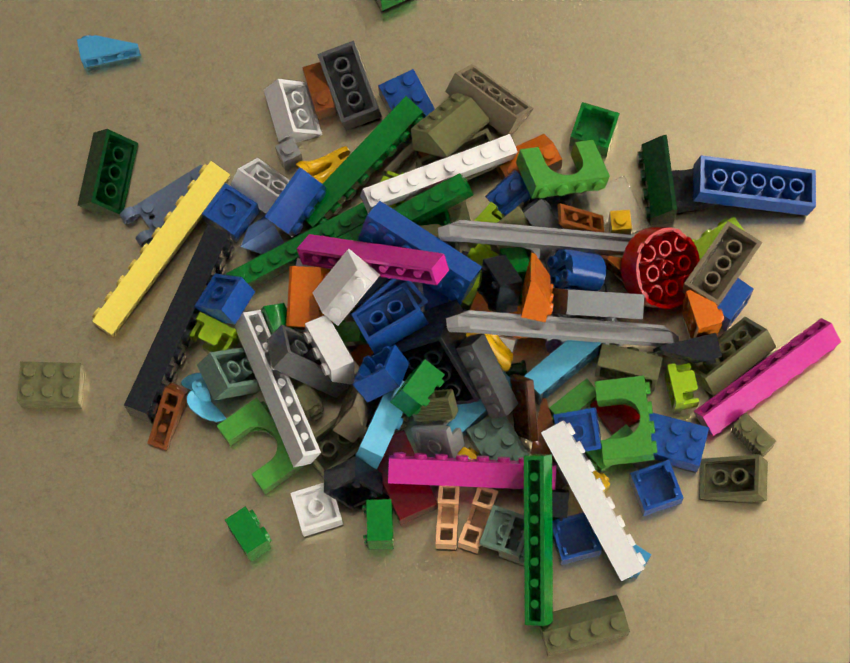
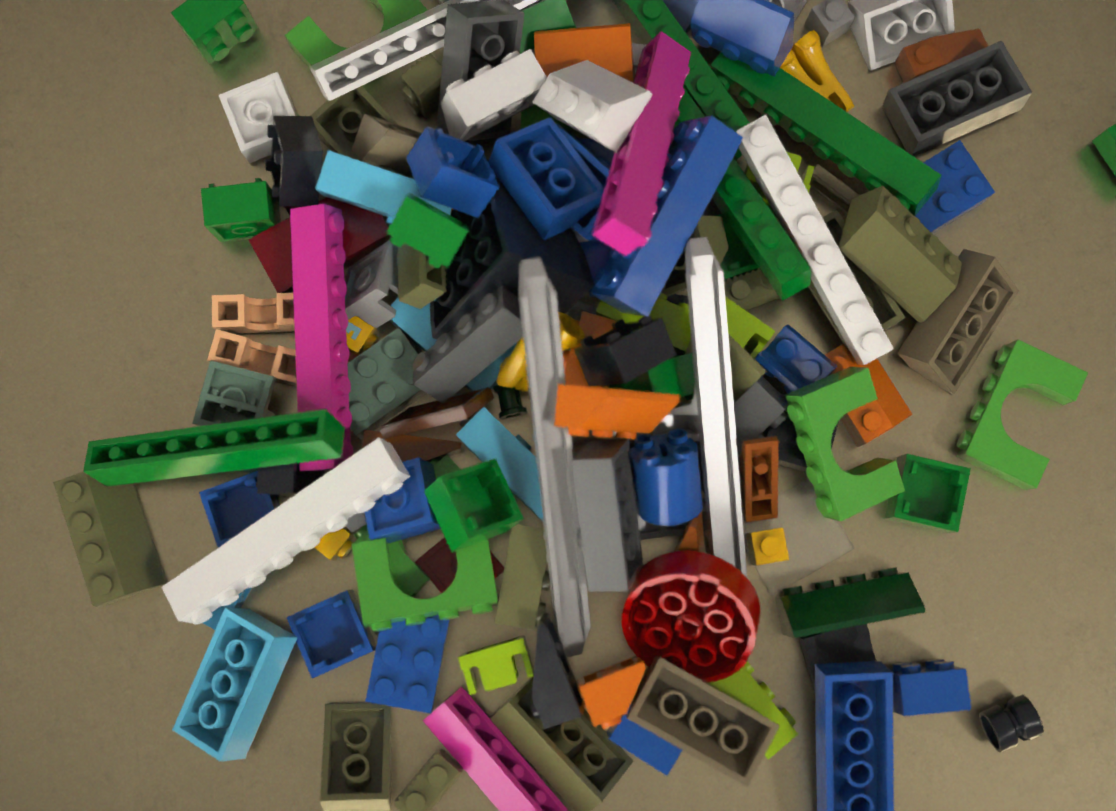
camera: 80 degrees right, 10 degrees up
(563, 92) = (986, 441): none -> bright green arch
(585, 382) = (473, 504): none -> green container
(683, 545) = (234, 684): none -> medium azure brick
(710, 137) = (929, 688): none -> blue brick
(734, 97) = (1015, 721): none -> black wheel

